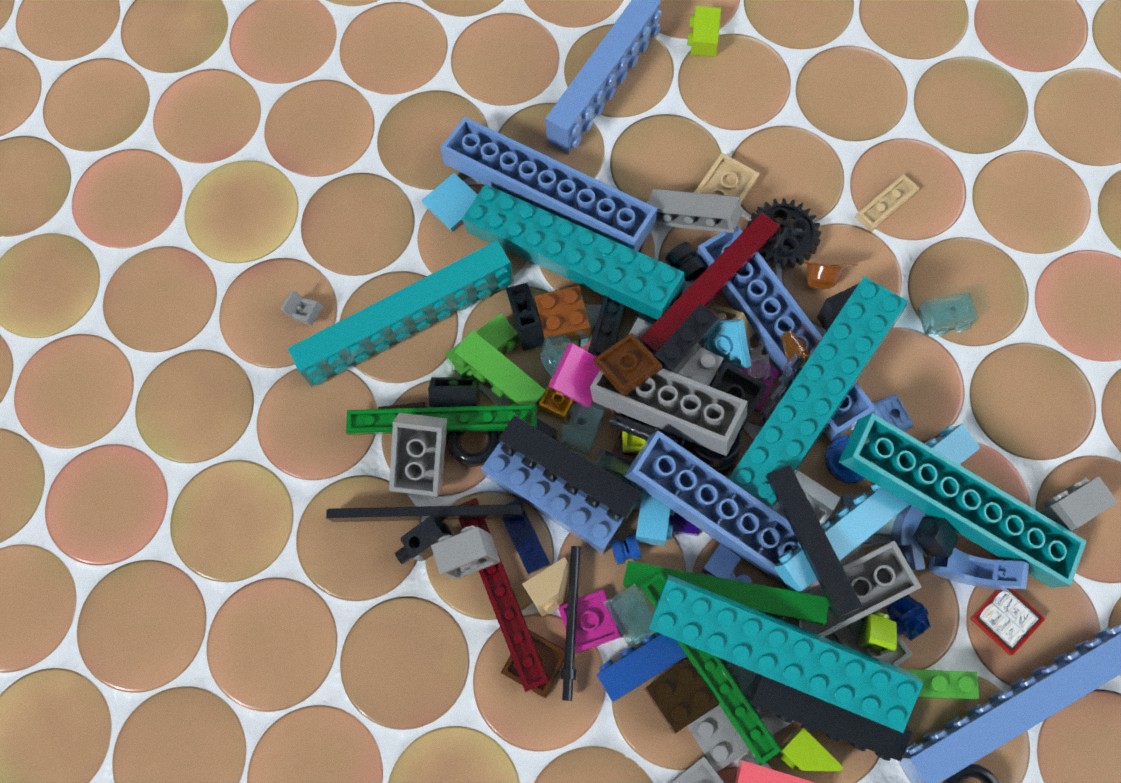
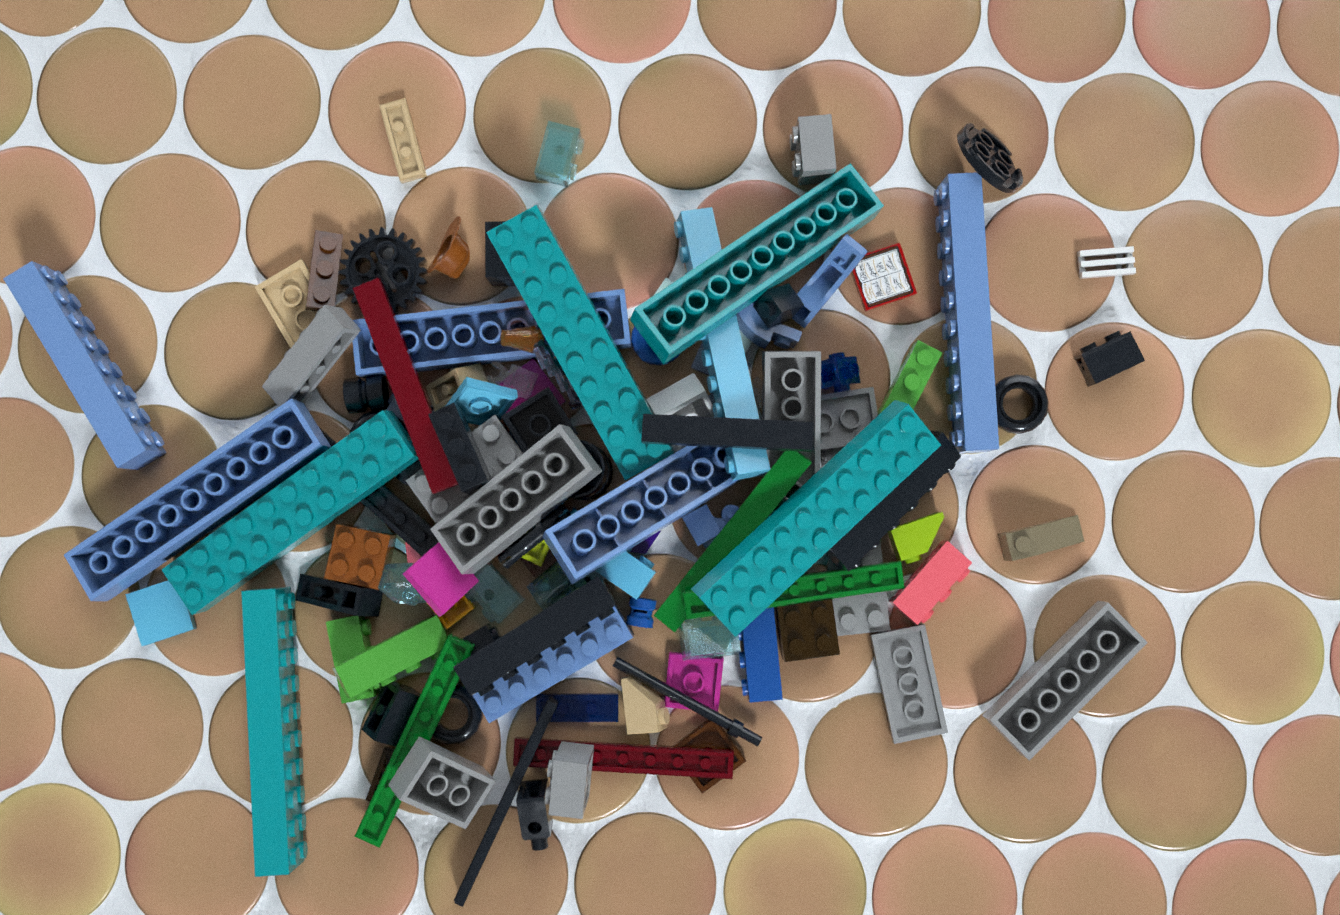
camera: 70 degrees left, 15 degrees up
(301, 309) = (208, 836): light grey bracket -> none
(627, 364) = (456, 523): reddish brown tile -> none
(705, 31) = (91, 223): lime brick -> none
(762, 191) = (324, 270): none -> plate
(878, 633) = (841, 412): lime slope -> none
(893, 412) = (635, 273): medium blue piece -> none

